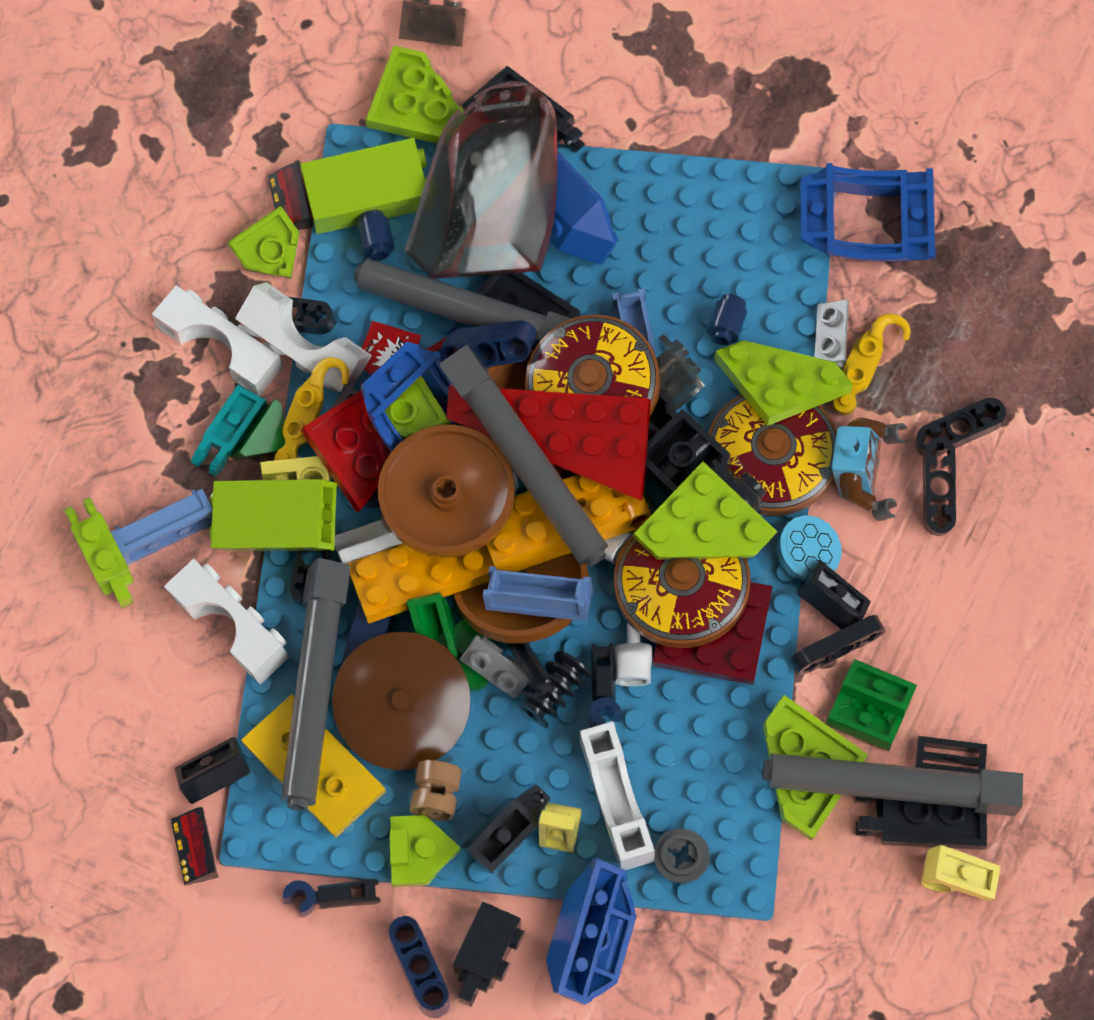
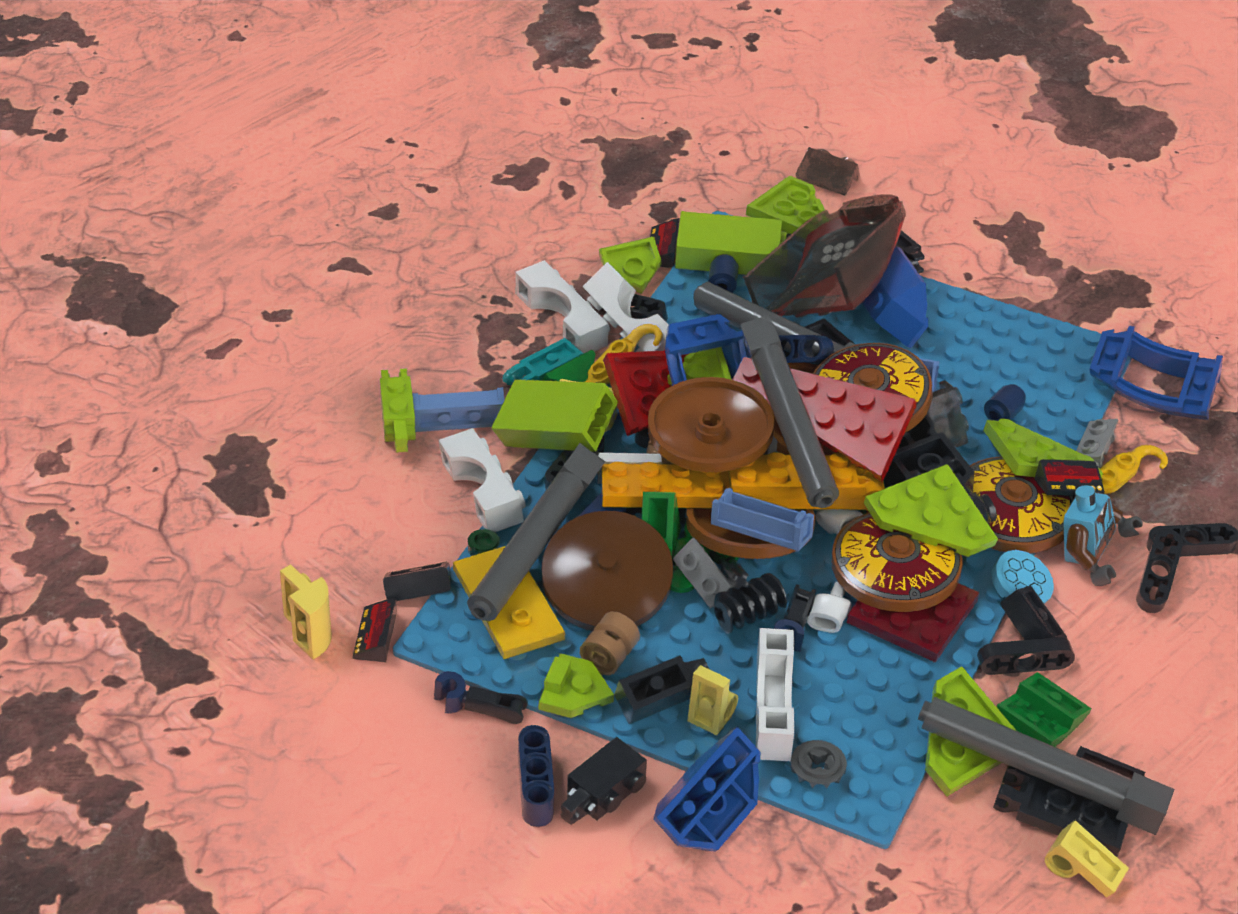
camera: 15 degrees right, 25 degrees down
(125, 860) = (307, 609): none -> light yellow brick
(260, 701) = (482, 541): none -> dark green tile
(823, 411) = (1065, 476): none -> slope

